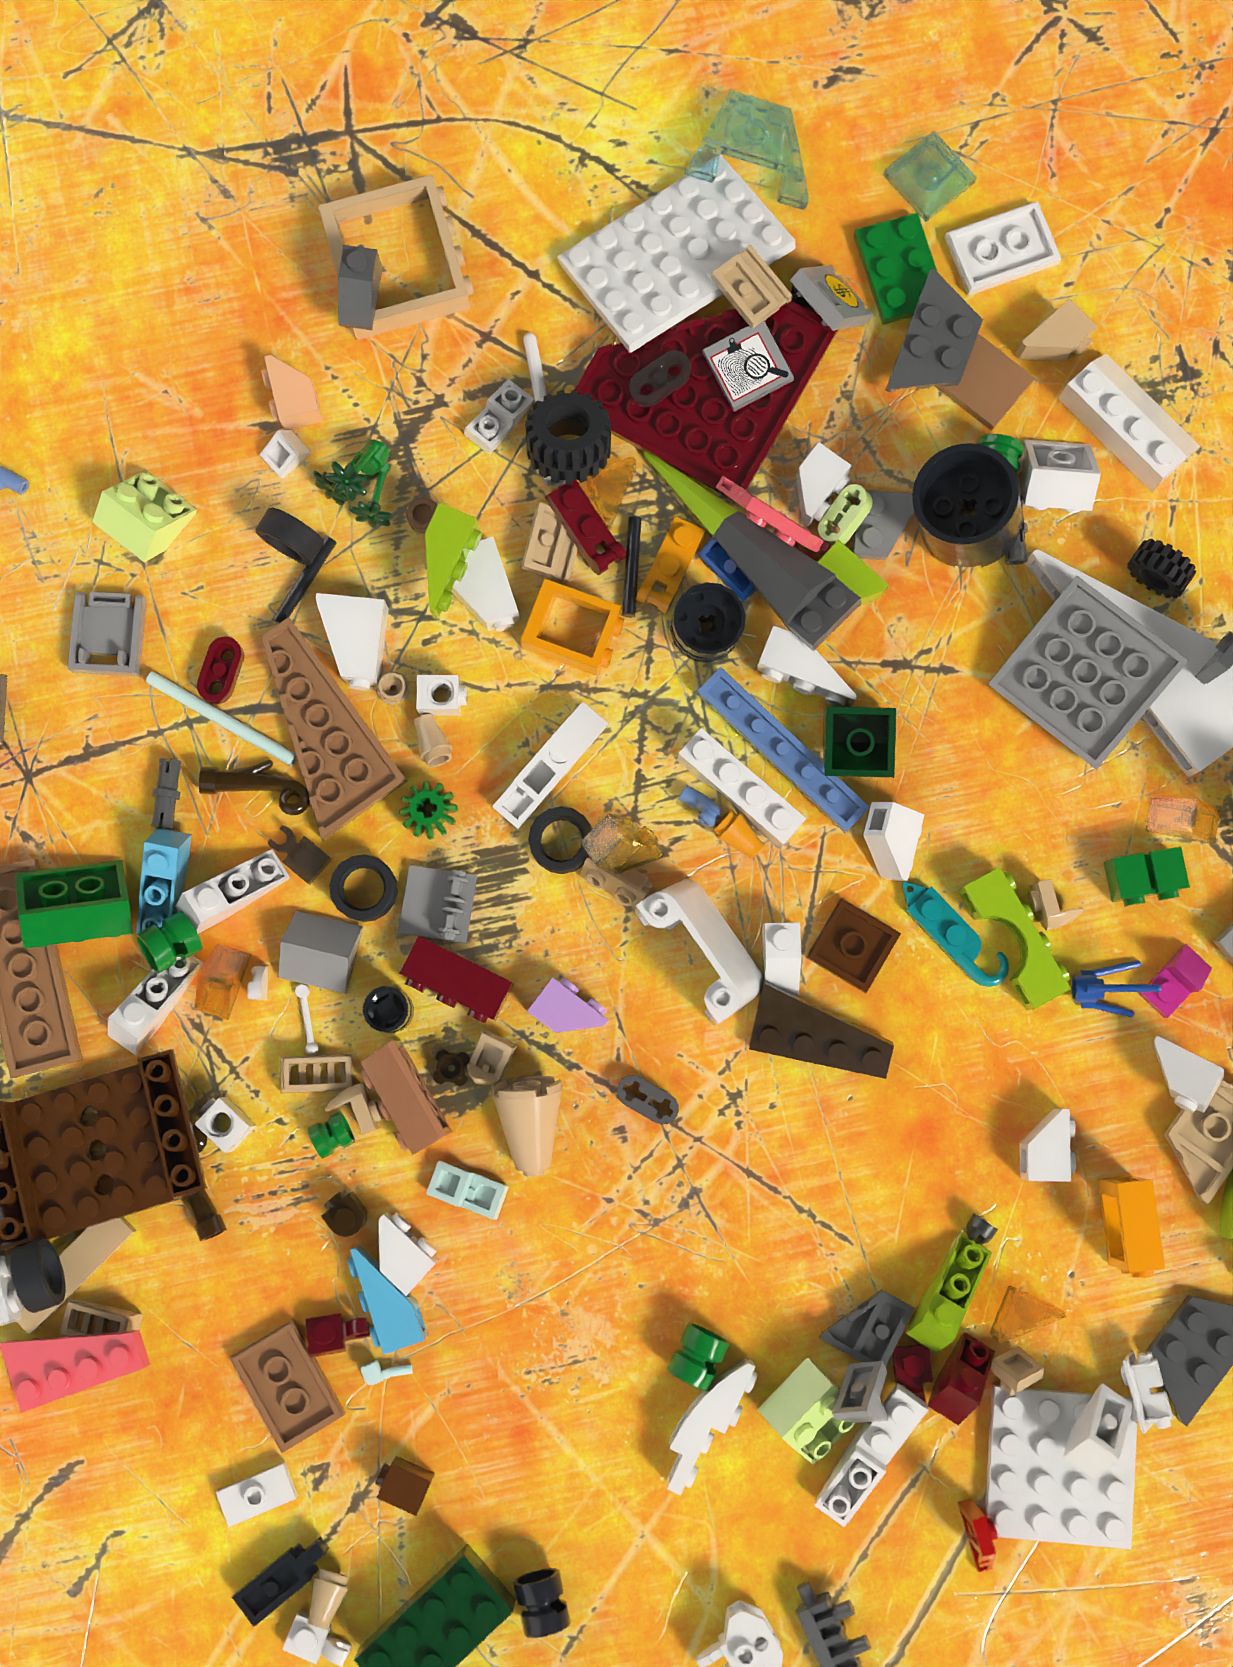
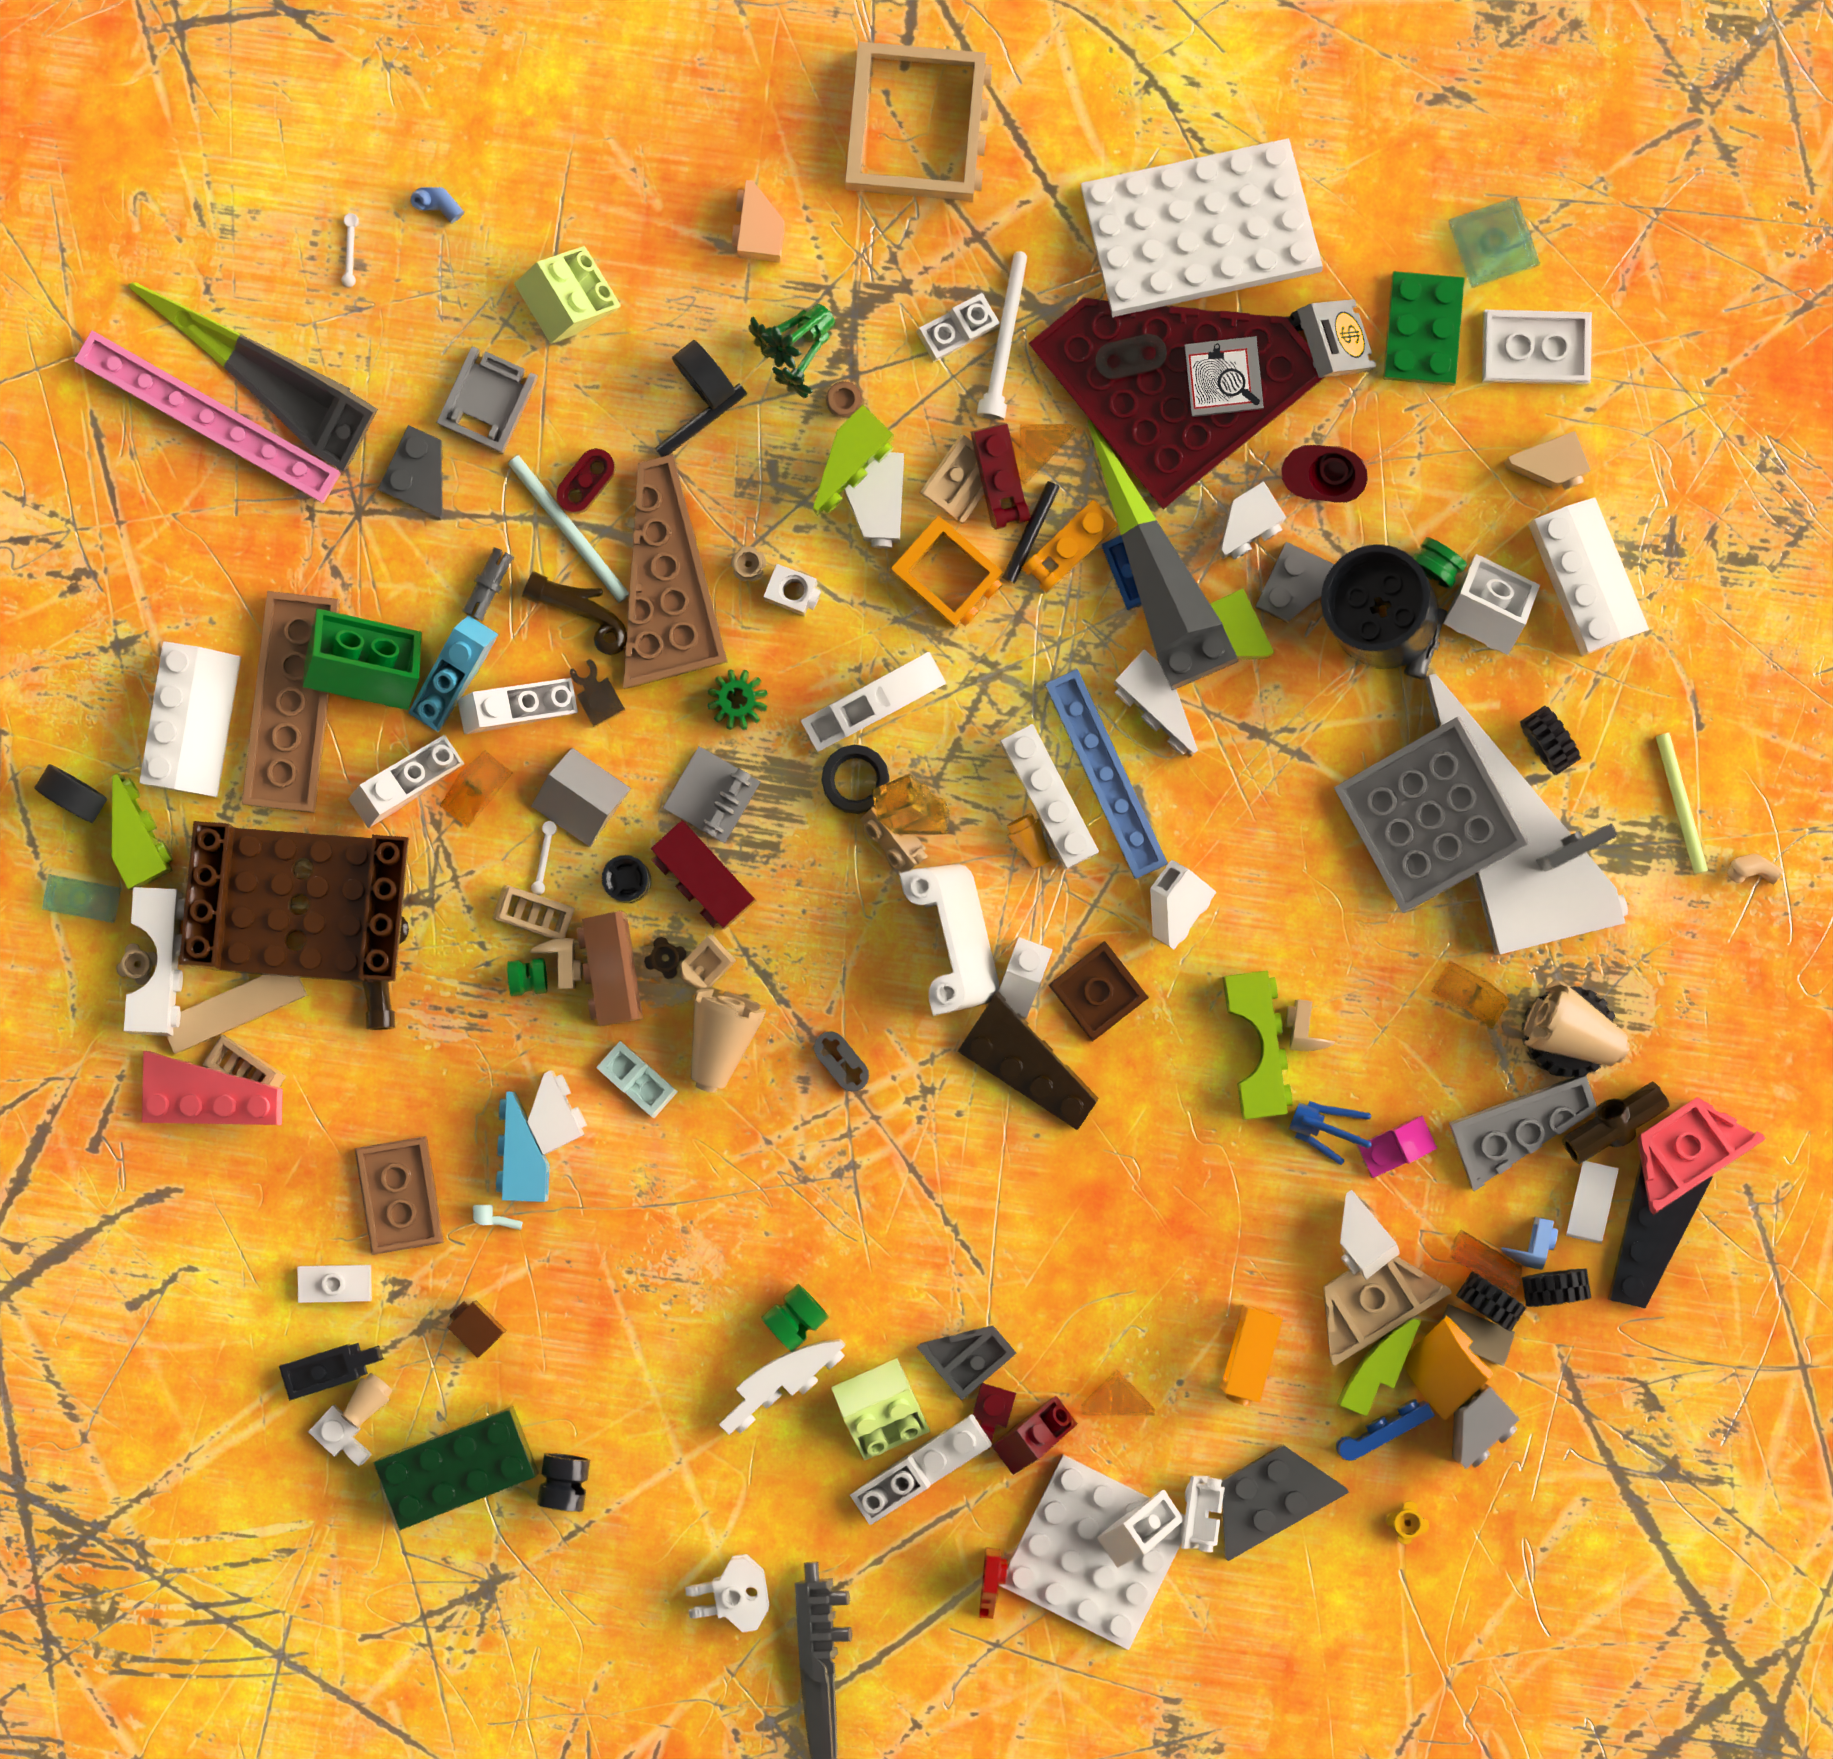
camera: 20 degrees right, 5 degrees up
(37, 1275) = (208, 1001): black tyre -> none
(66, 721) = (417, 473): none -> dark grey wing
(166, 943) = (442, 732): green wheel -> none
(240, 1126) = (441, 938): white brick -> none
(259, 987) = (511, 804): white tile -> none
(284, 452) = (730, 281): white slope -> none
(329, 1332) = (456, 1163): dark red plate -> none
(343, 871) = (639, 725): black tyre -> none
(345, 1214) = (512, 1057): dark brown plate -> none
(356, 636) = (730, 499): white slope -> none
(358, 287) = (866, 149): dark grey slope -> none
(432, 743) = (766, 634): tan cone -> none
(564, 1011) = (794, 946): lavender slope -> none
(568, 416) = (1022, 358): black tyre -> none
(706, 603) = (1088, 601): black wheel -> none
(708, 809) = (1006, 795): medium blue arm -> none
(751, 286) = (1256, 300): tan plate -> none
(756, 134) = (1334, 132): clear light blue wing -> none
(762, 513) = (1180, 536): coral wing -> none
(845, 514) = (1262, 564): yellowish green beam -> none
(859, 741) = (1181, 796): dark green slope -> none
(860, 1394) = (930, 1410): light grey slope -> none
(868, 415) = (1324, 473): none -> dark red piece
(936, 339) = (1426, 420): dark grey wing -> none
(949, 1295) = (1055, 1353): lime slope -> none
(950, 932) = (1198, 1016): teal plate -> none
(980, 1230) = (1109, 1303): pearl dark grey hinge -> none
(989, 384) = (1453, 467): medium nougat tile -> none
(1016, 1370) = (1088, 1447): tan tile -> none
(1046, 1149) = (1202, 1257): white slope -> none
(1143, 875) = (1427, 1037): green piece -> none

